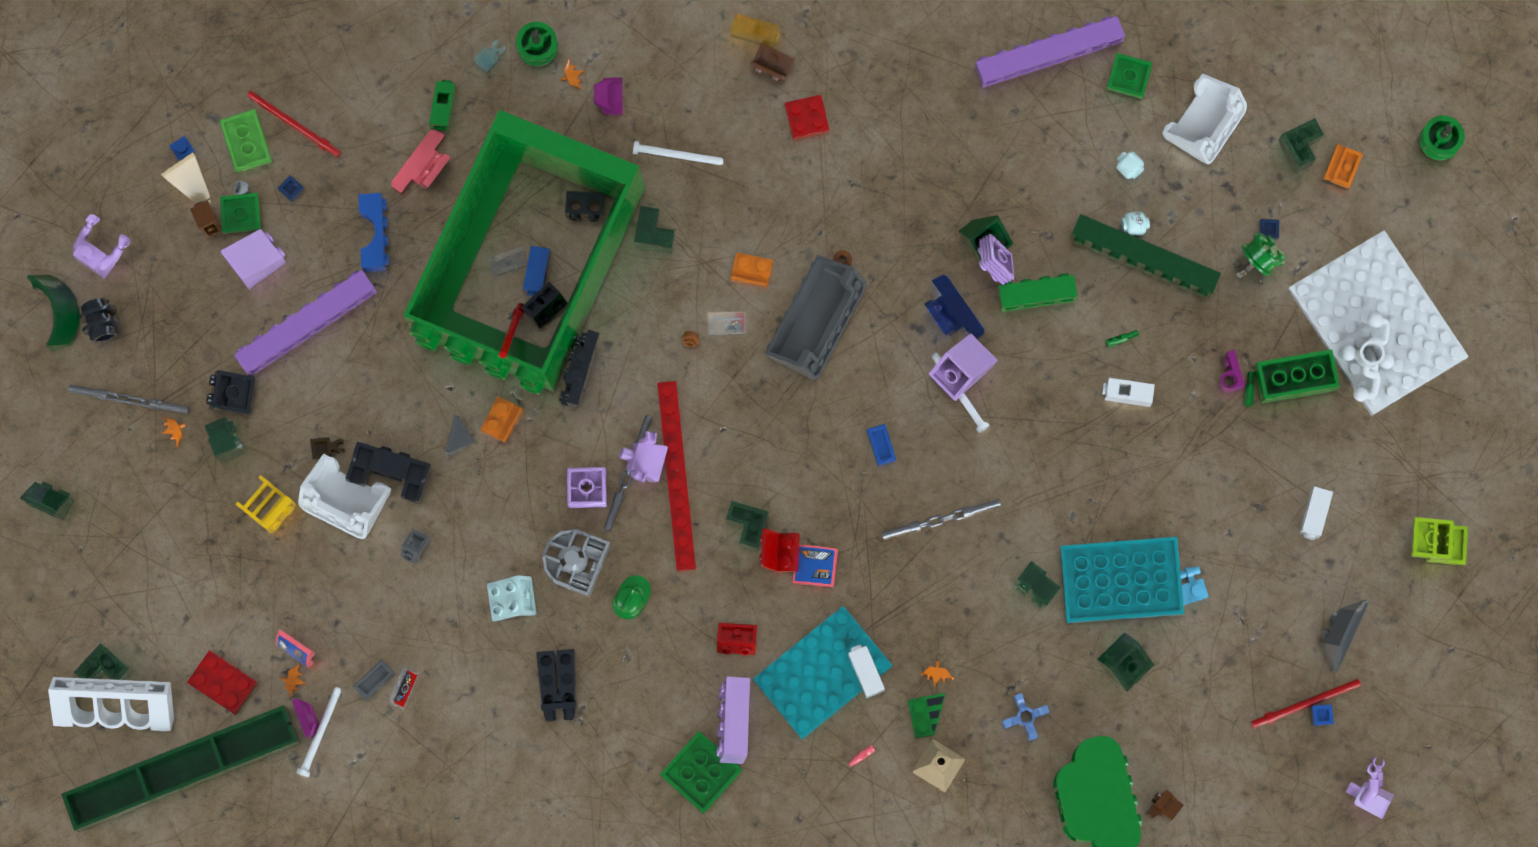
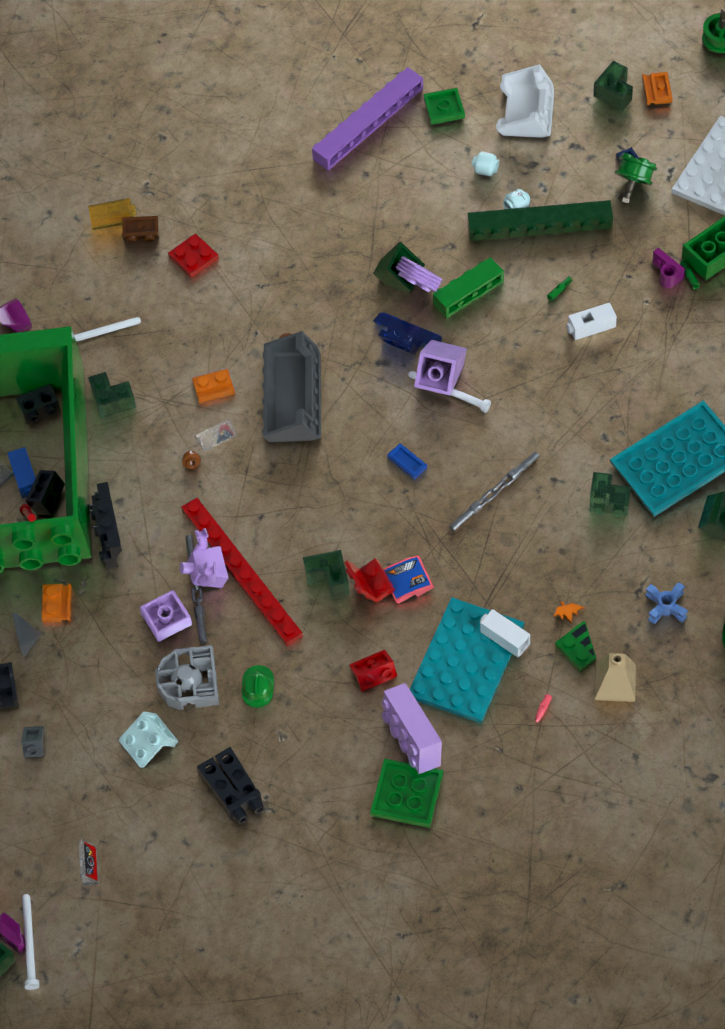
camera: 25 degrees left, 20 degrees down
(374, 680) = (56, 871): dark grey tile -> none

